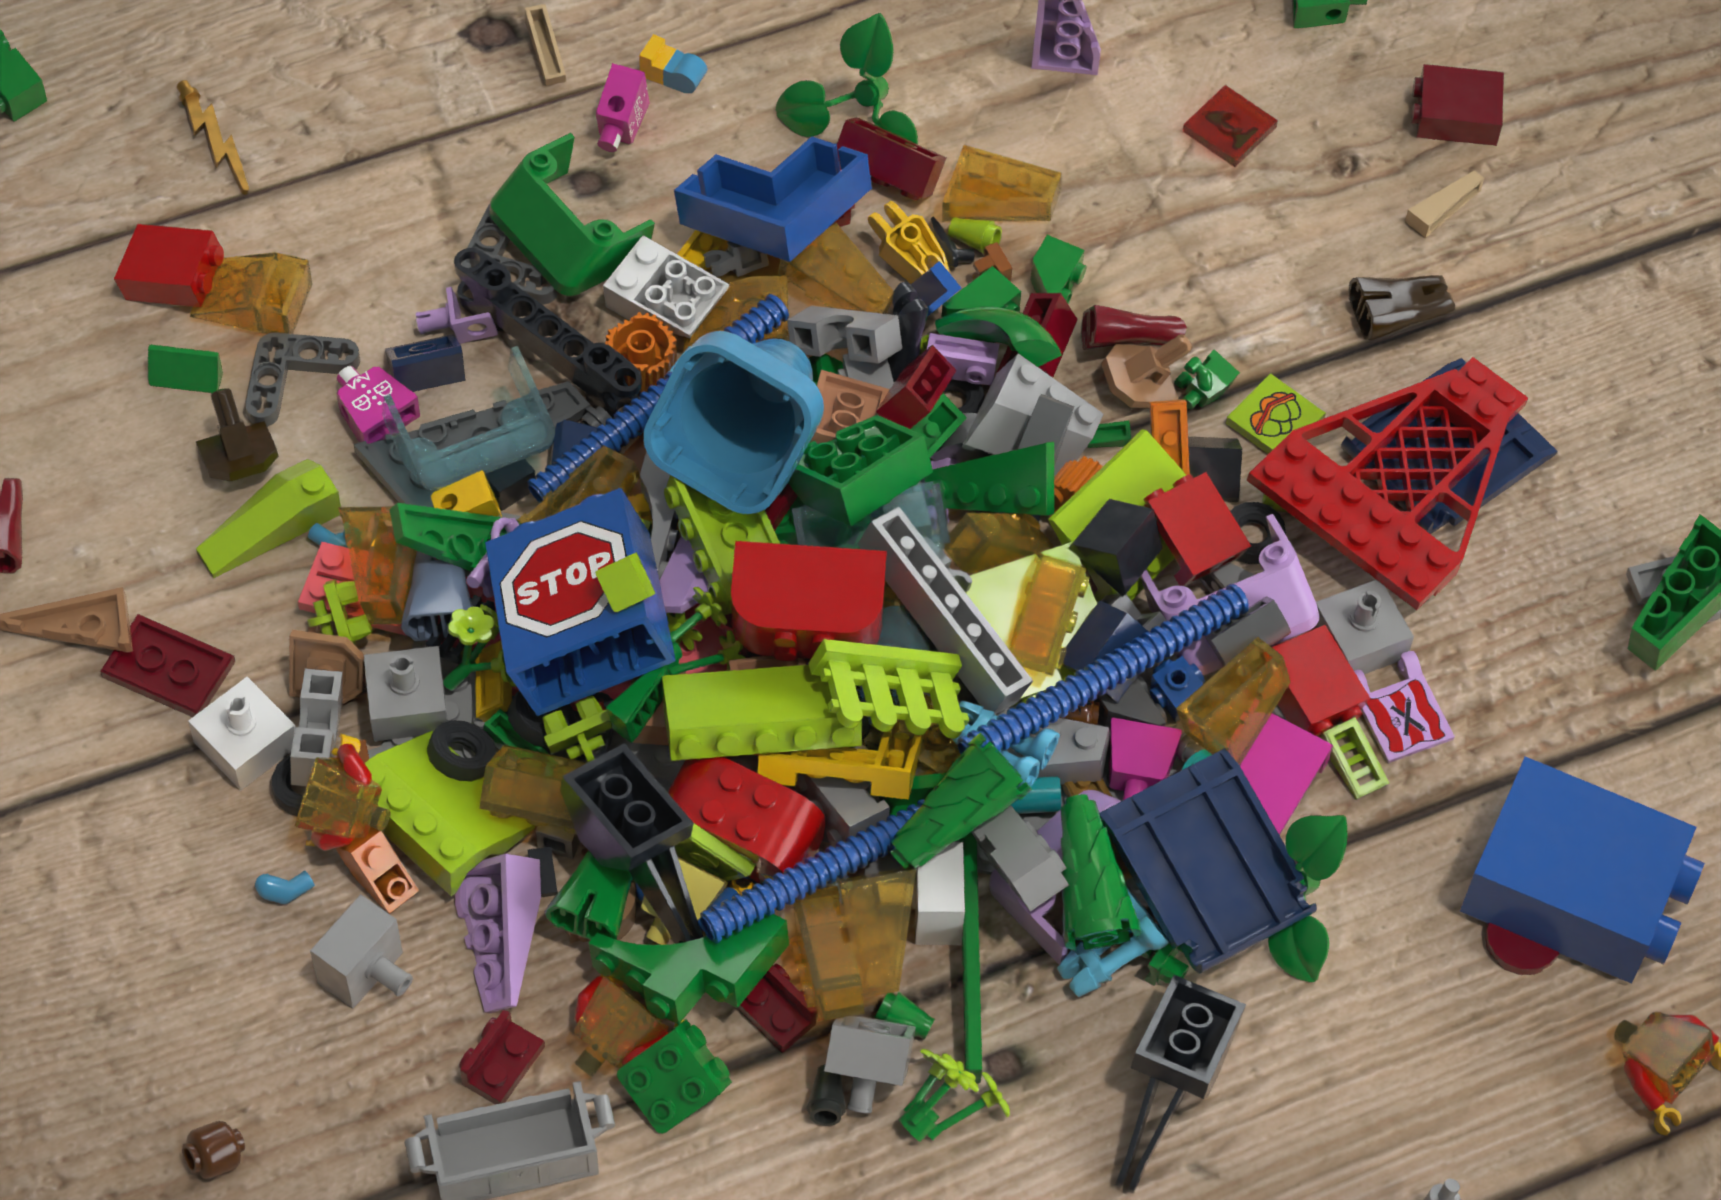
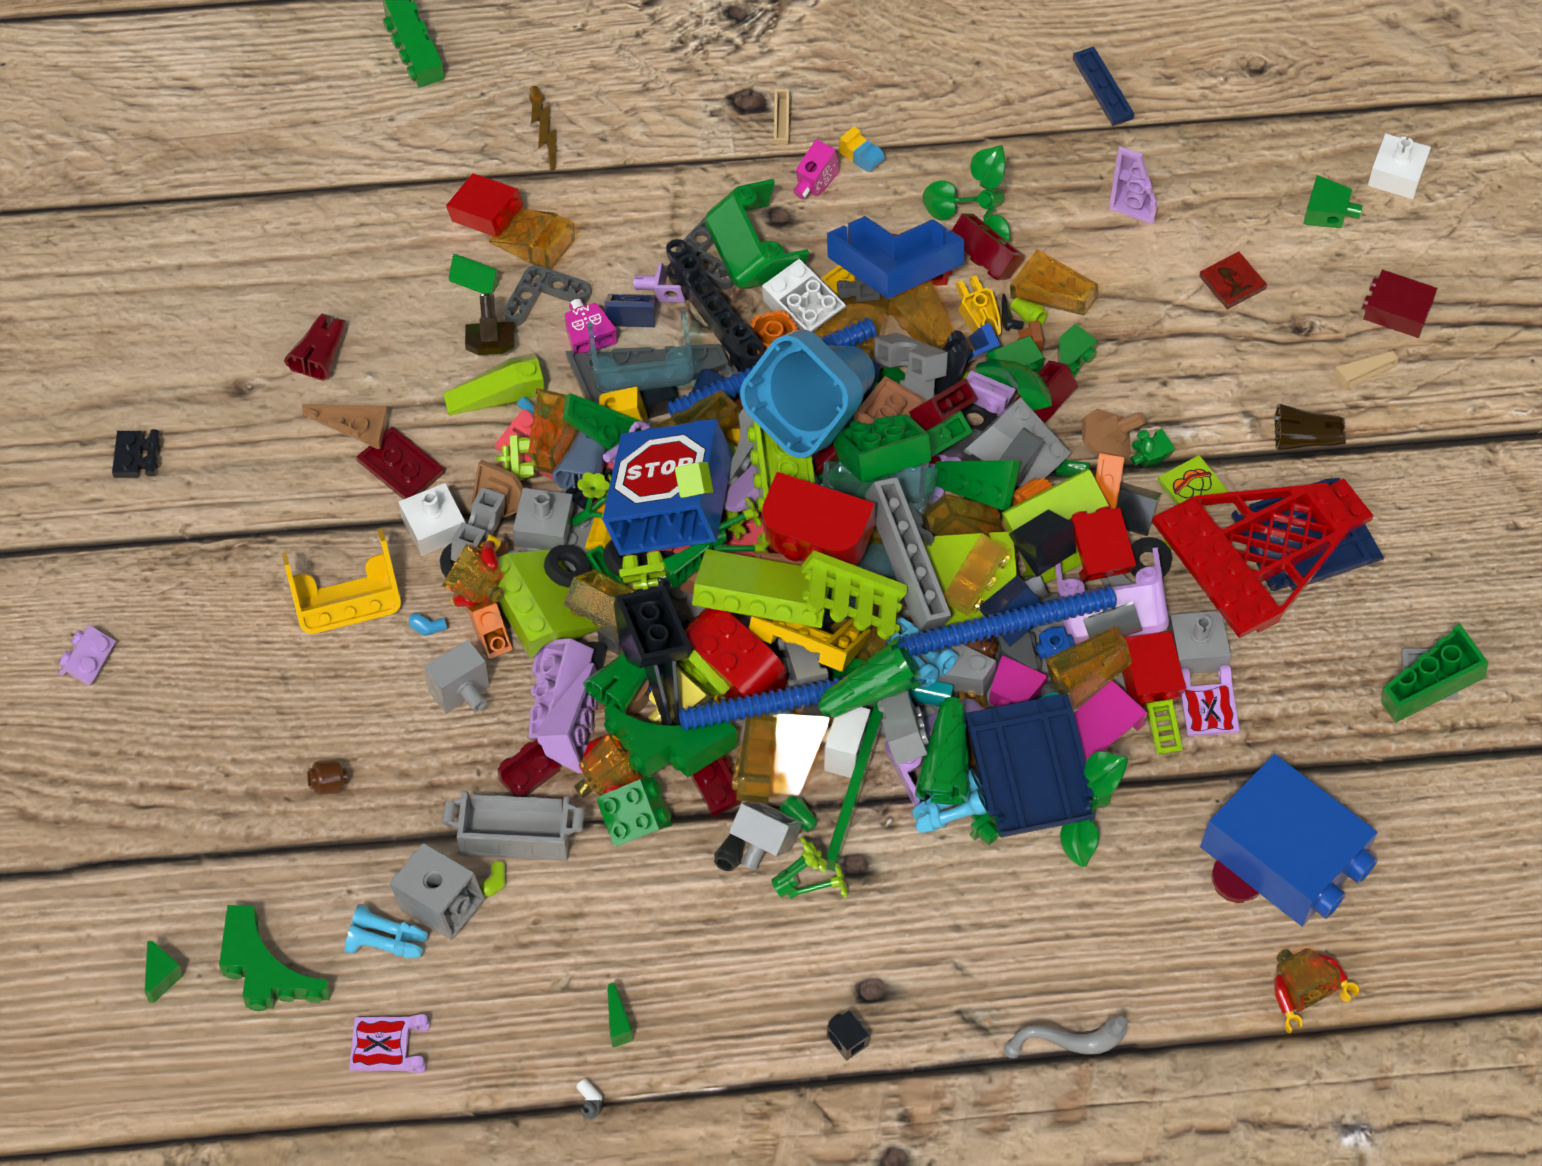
camera: 20 degrees right, 0 degrees up
(157, 884) = (348, 601): none -> yellow windscreen
(539, 976) = (568, 724): none -> lavender wedge
(1111, 326) = (1098, 396): dark red piece -> none
(1184, 1049) = (974, 883): black slope -> none

